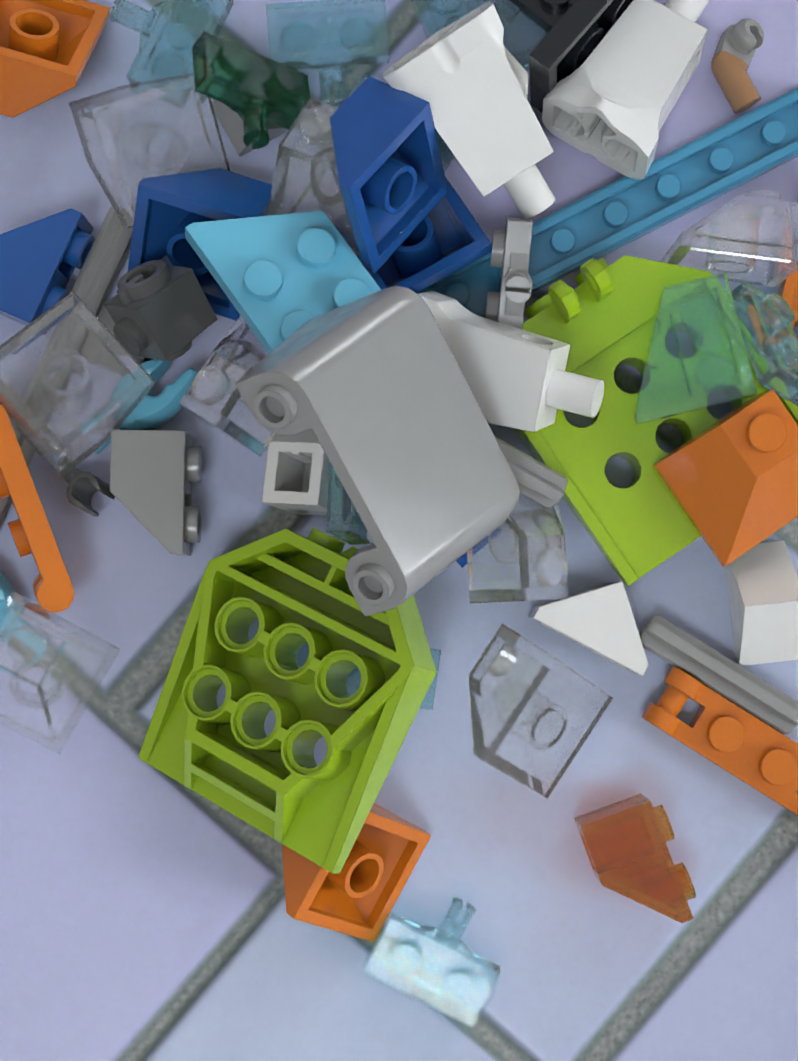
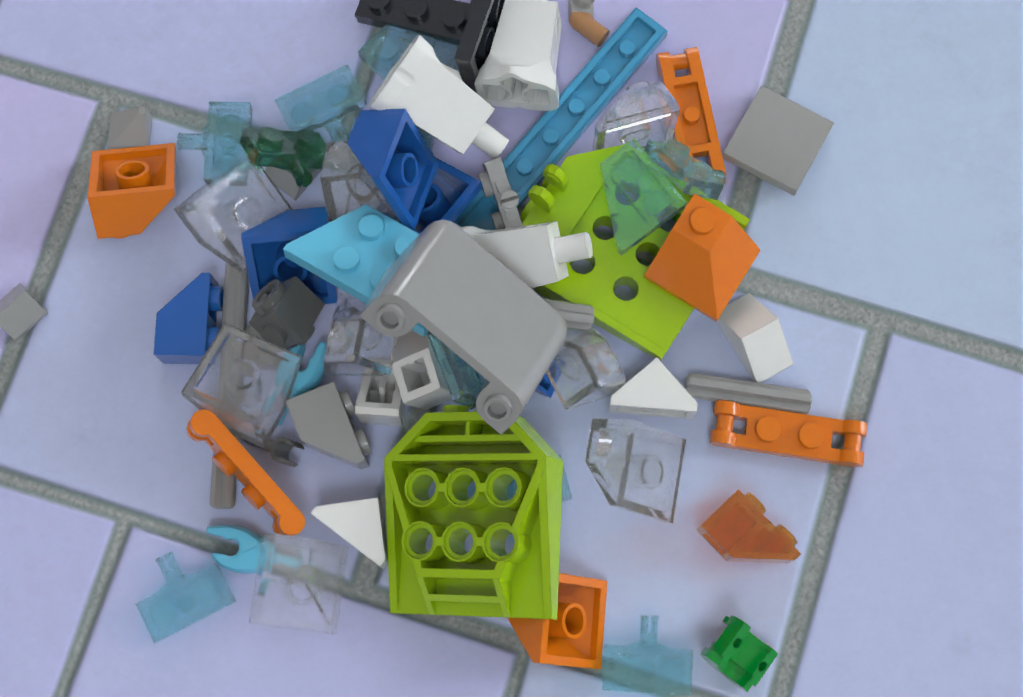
camera: 20 degrees left, 10 degrees down
(141, 632) = (359, 524): none -> white slope
(235, 479) = (380, 401): none -> white slope
(557, 1006) = (739, 654): none -> green piece

